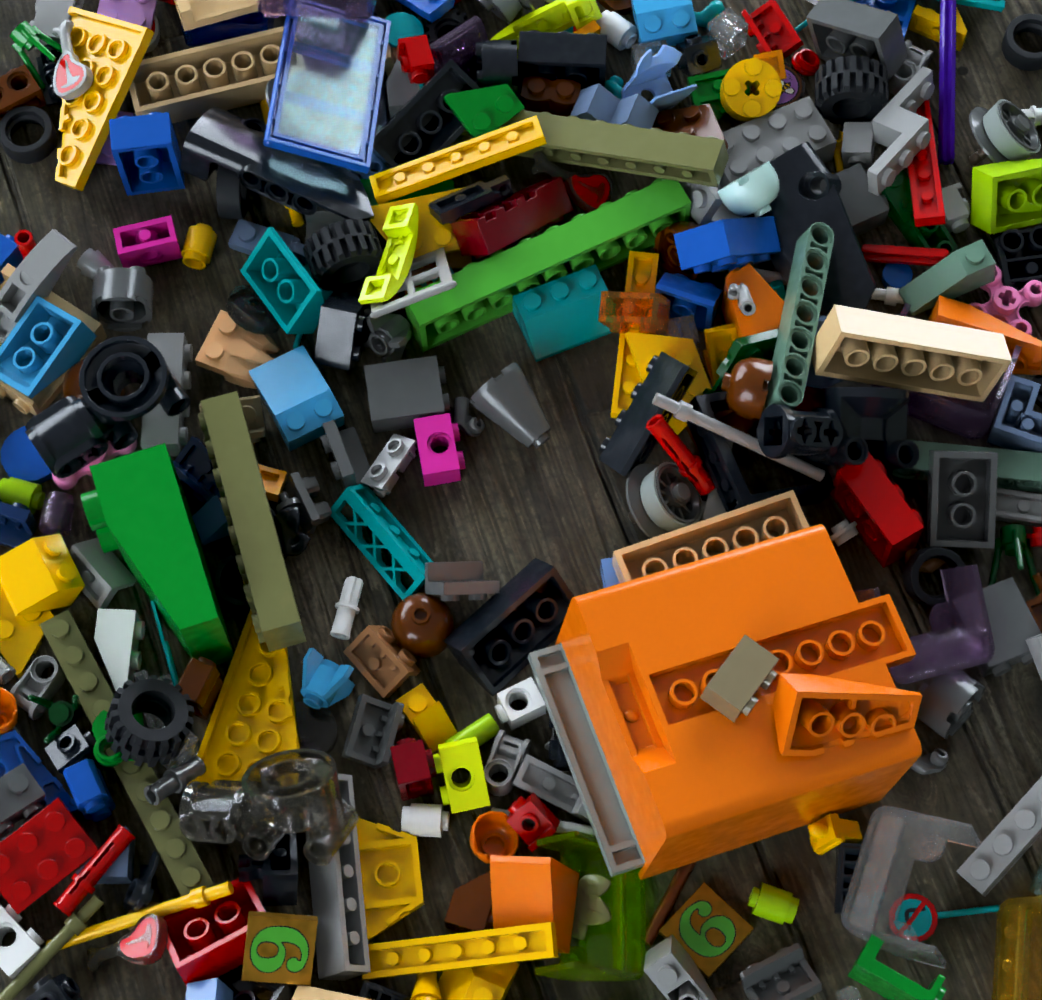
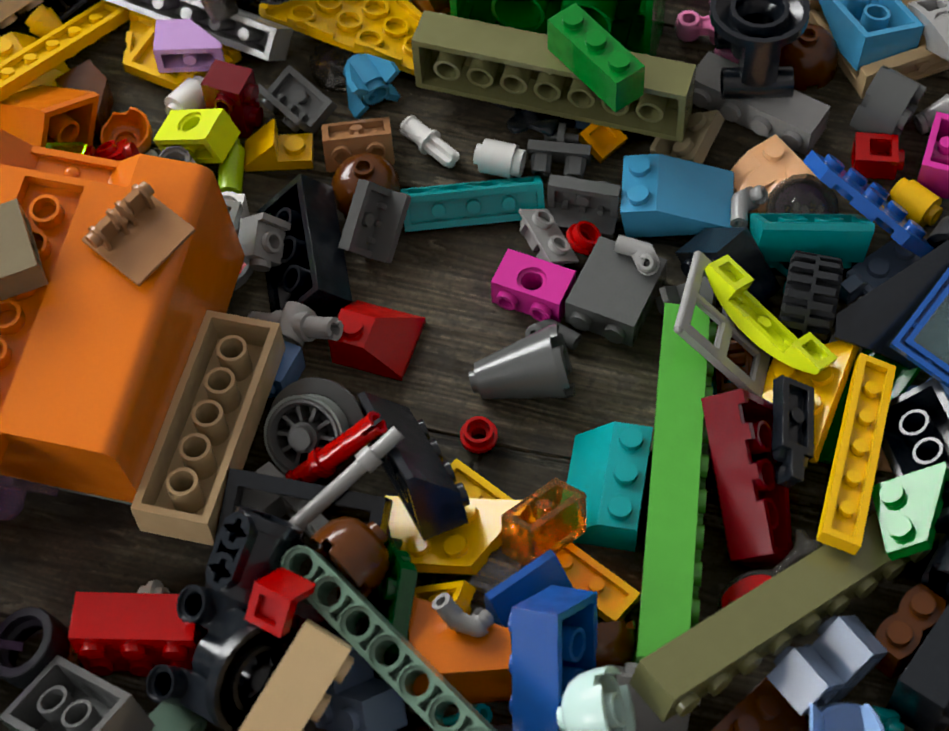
camera: 125 degrees right, 10 degrees down
(172, 290) = (877, 155): none -> red brick
(230, 266) = (870, 201): none -> blue plate
(248, 459) = (595, 57): none -> green brick
(277, 347) = (744, 202): none -> light grey arm
(334, 542) = (500, 158): none -> white brick
(373, 438) = (582, 237): none -> red plate
(374, 378) = (641, 253): none -> light grey arm
(383, 847) = (184, 47): none -> lavender slope
(517, 651) = (262, 240): none -> light grey brick
(547, 532) = (376, 339): none -> red slope
(579, 408) = (475, 426): none -> red plate
(586, 572) = (301, 323): none -> light grey pin
(664, 602) = (138, 234): none -> medium nougat hinge
(823, 385) = (276, 599): none -> red panel

